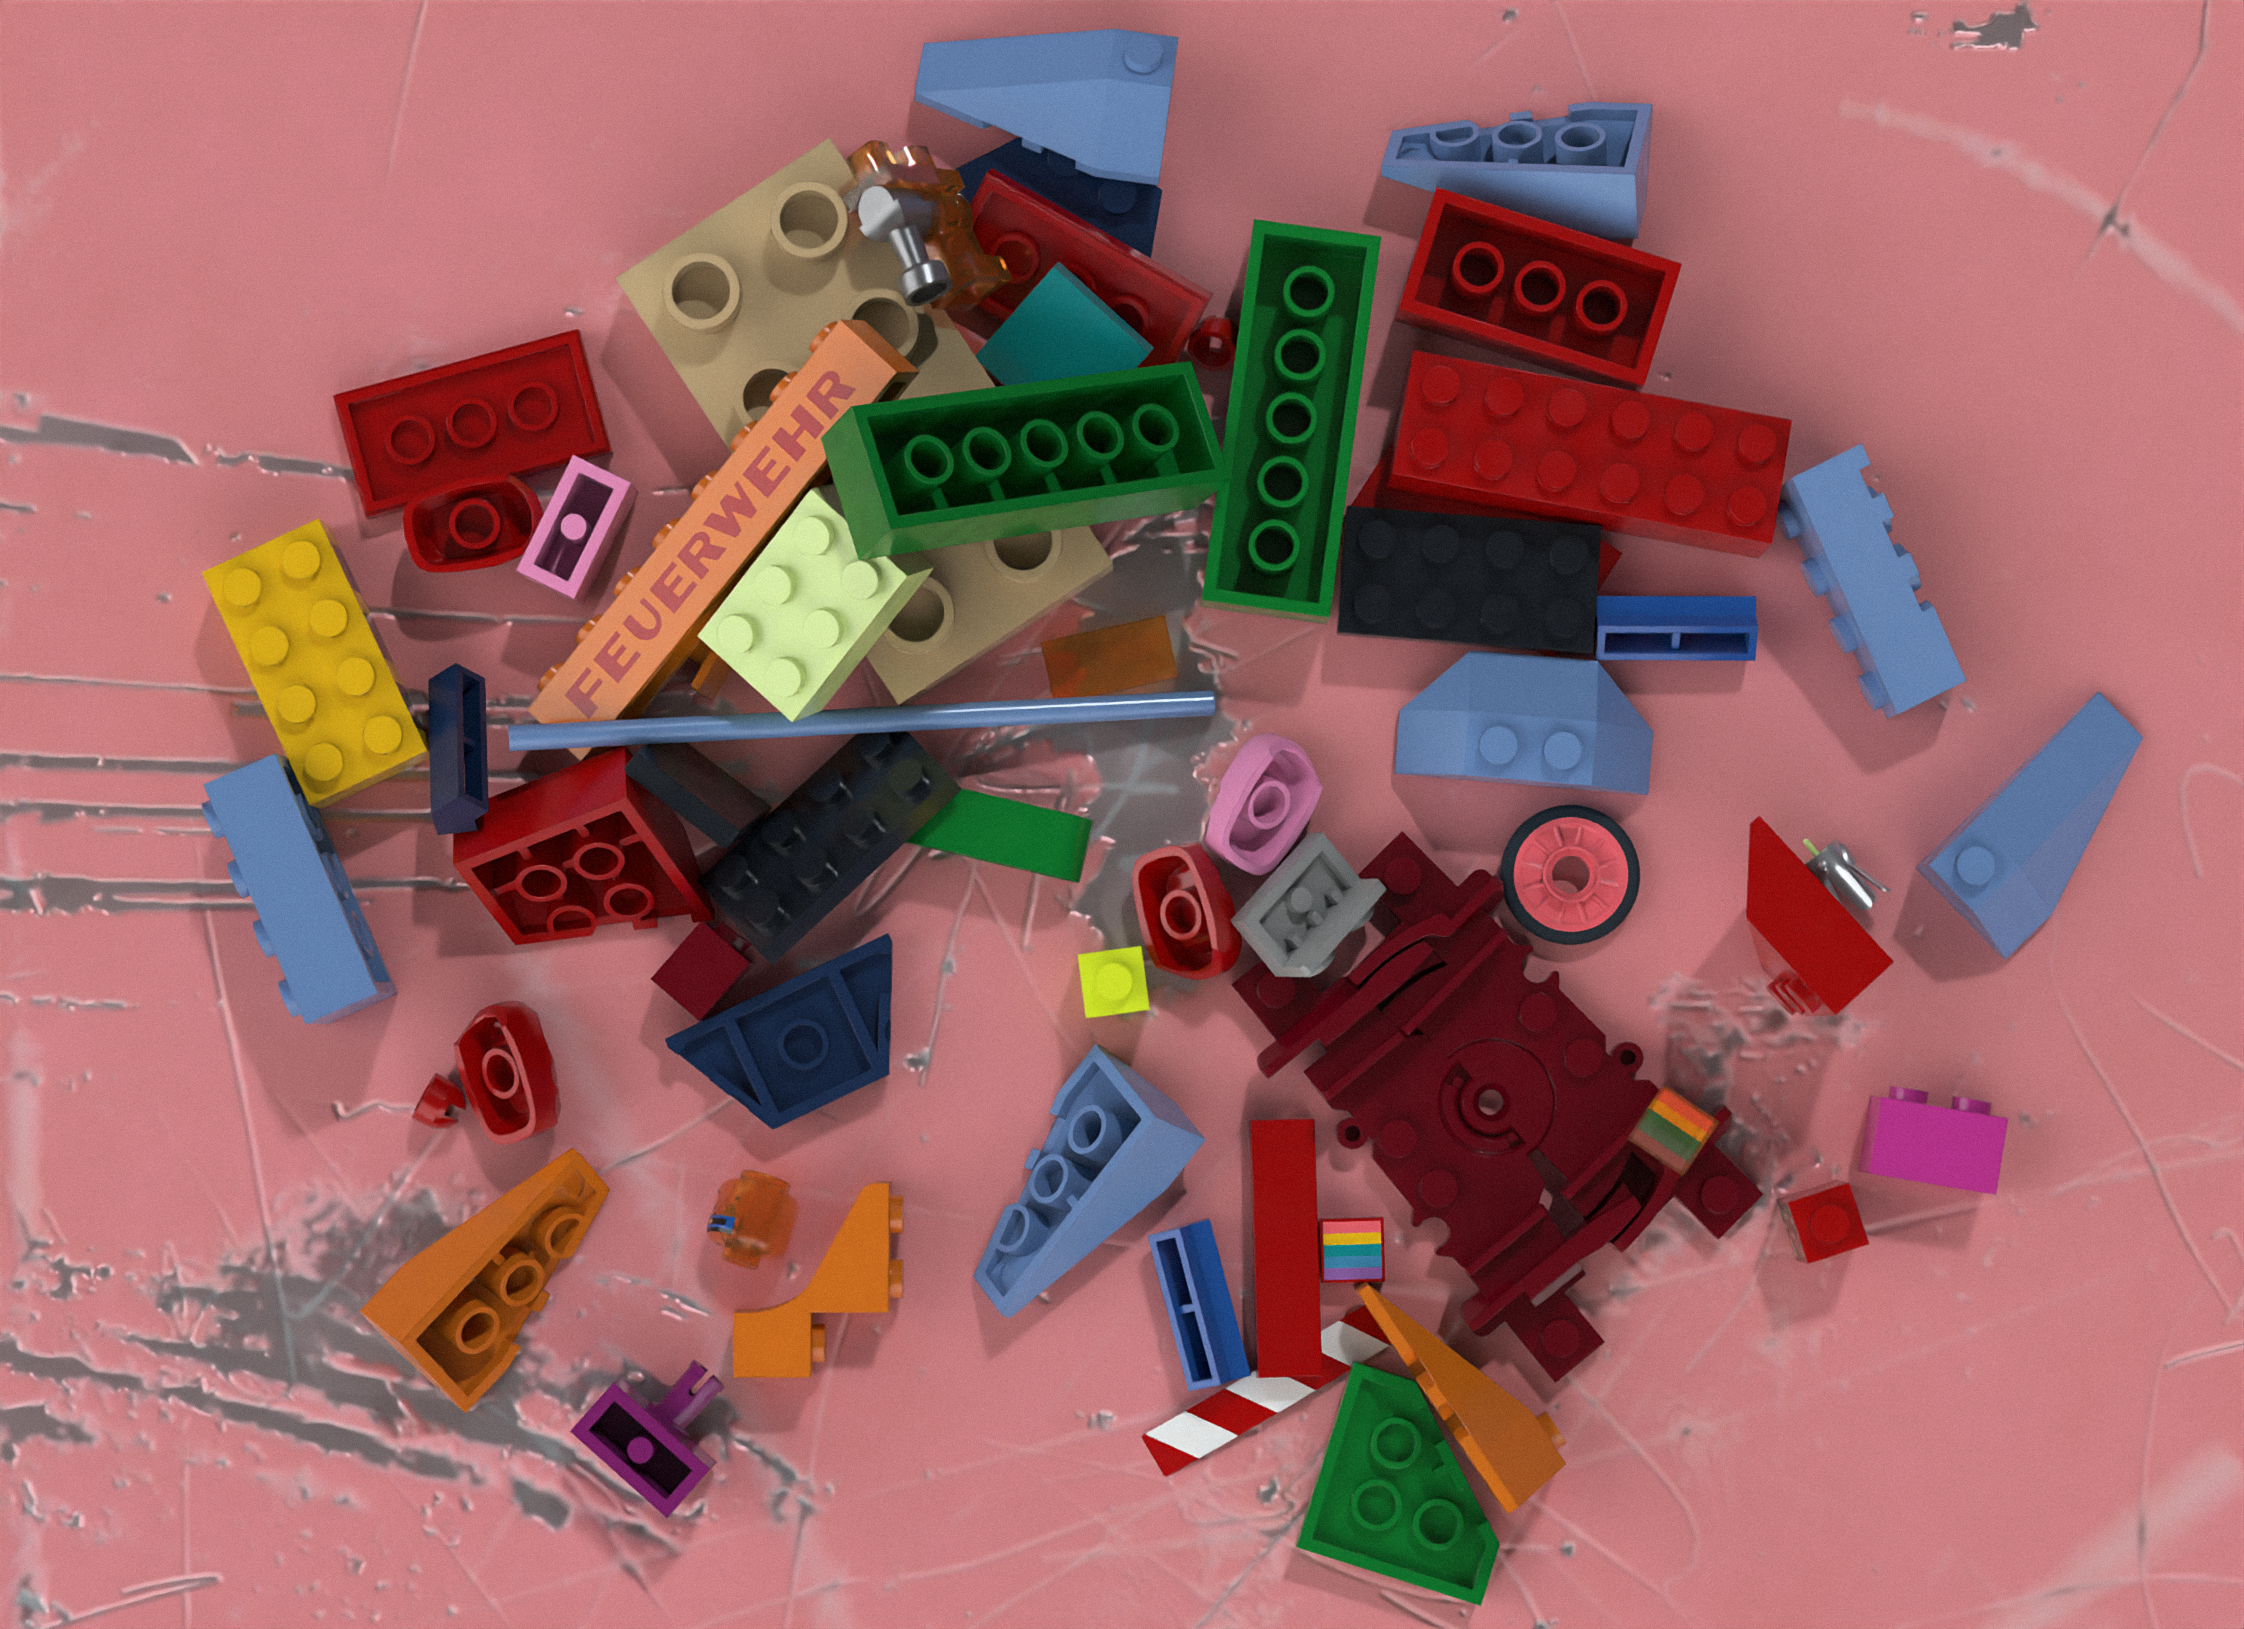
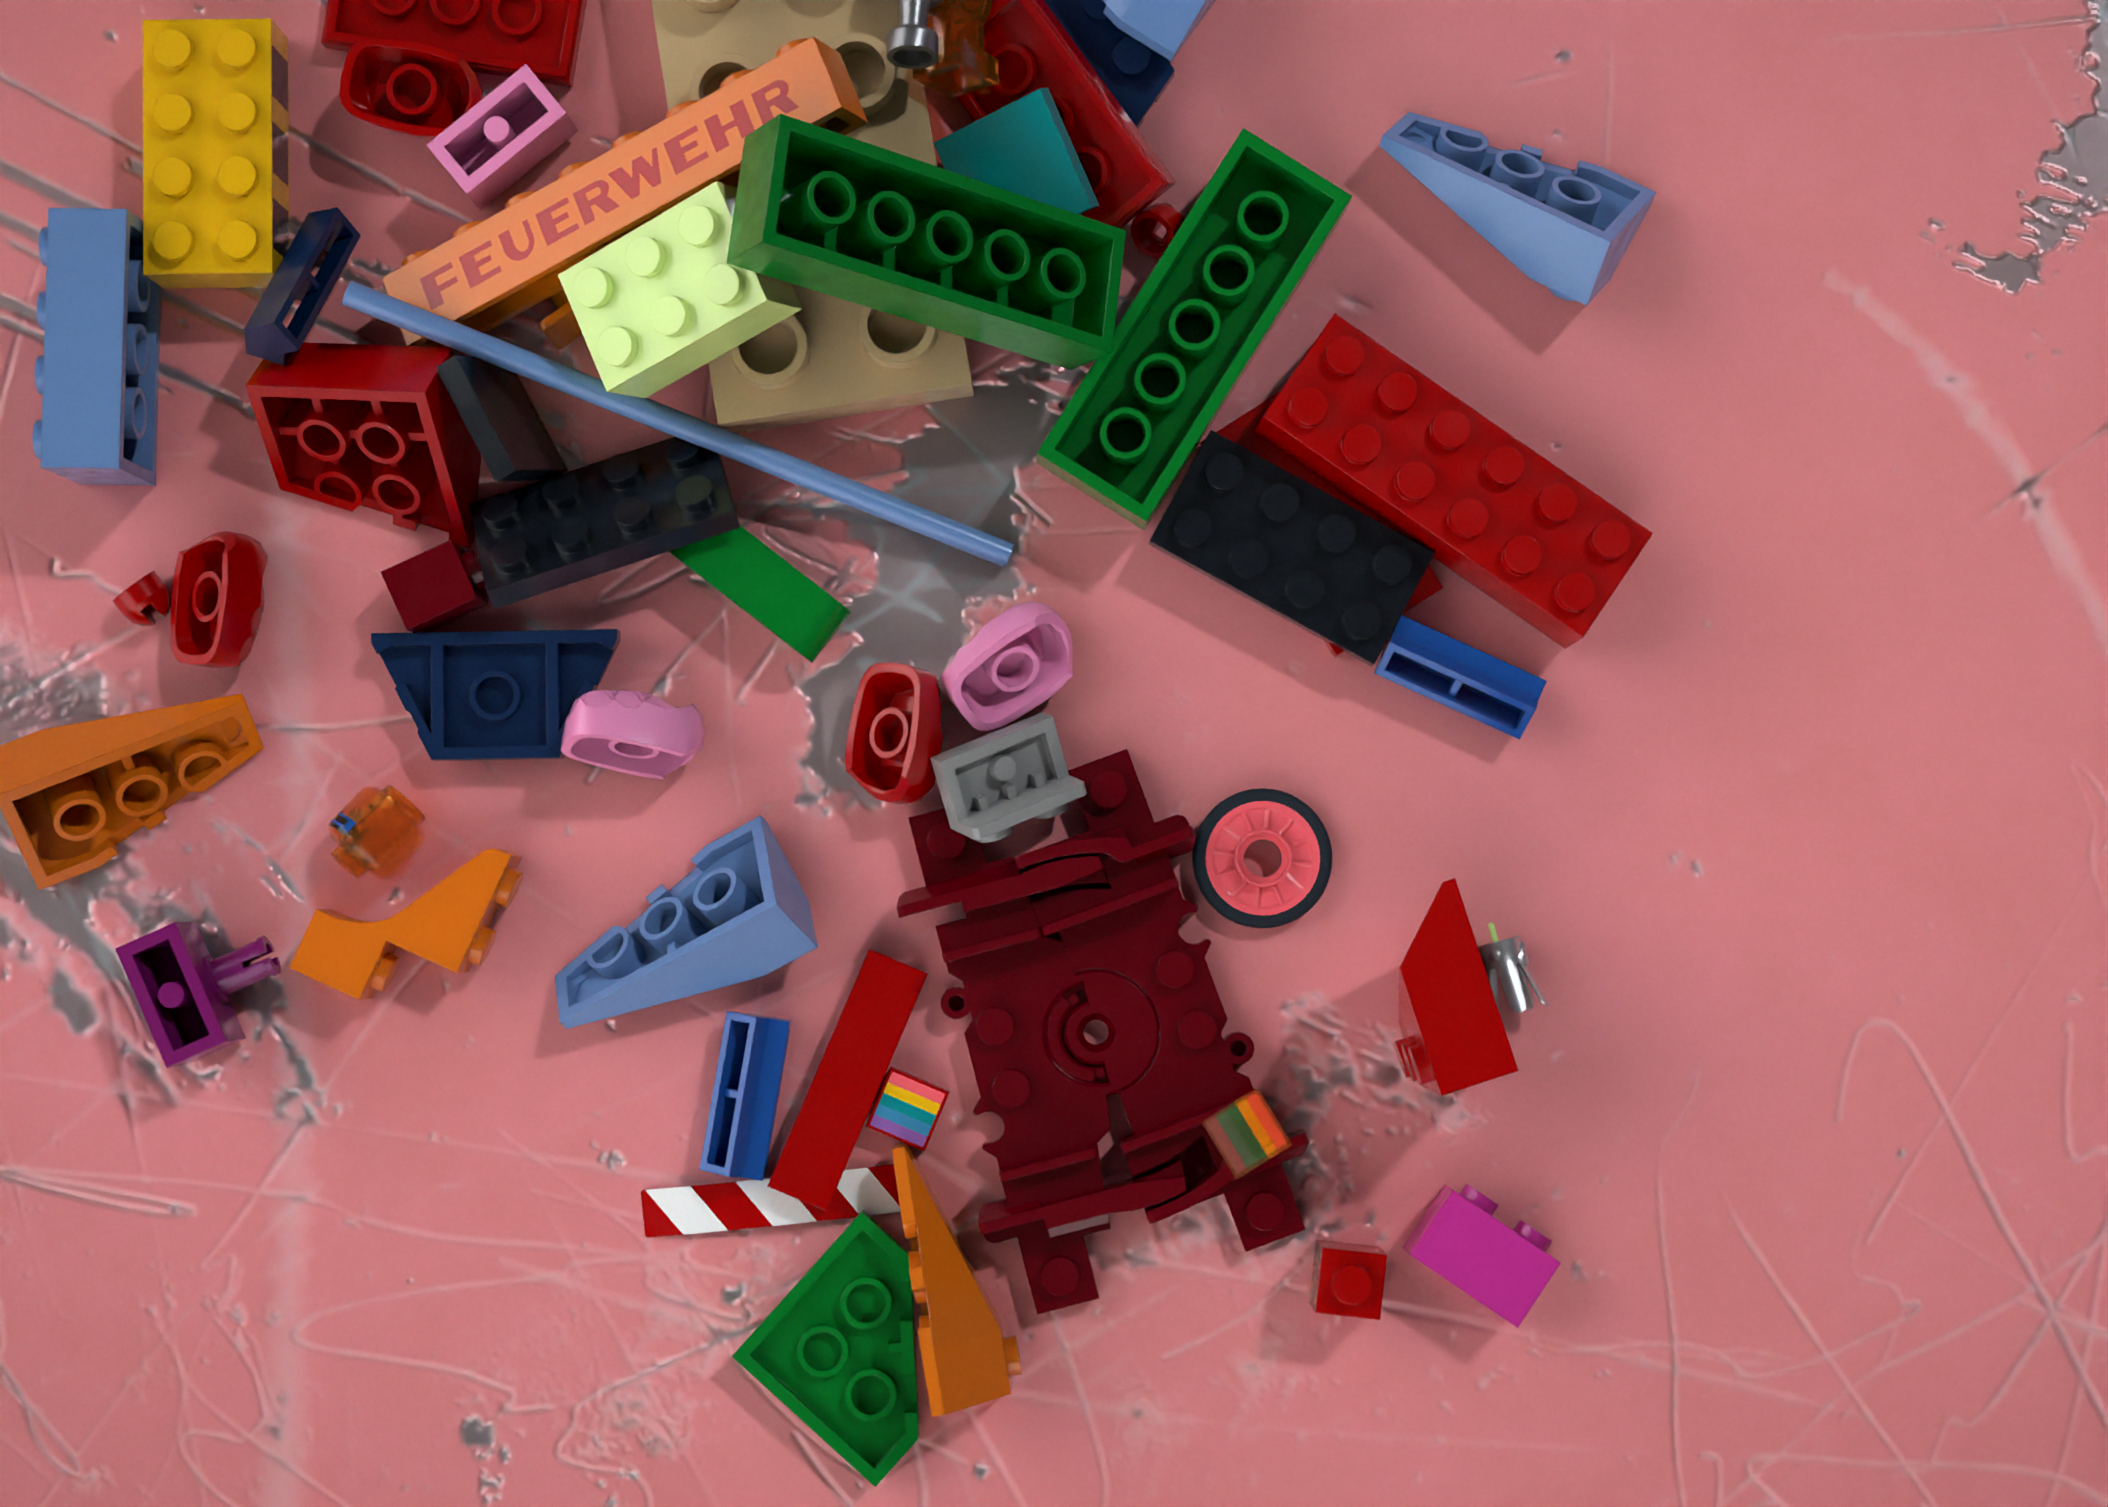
camera: 30 degrees right, 0 degrees up
(946, 1021) = (632, 733): none -> bright pink piece
(1110, 659) = (934, 473): clear orange tile -> none
(1113, 982) = (800, 766): neon yellow brick -> none
(1526, 726) = (1284, 705): medium blue wedge -> none
(1537, 291) = (1472, 311): red brick -> none
(1867, 584) = (1654, 714): medium blue wedge -> none
(2026, 839) = (1695, 1014): medium blue wedge -> none

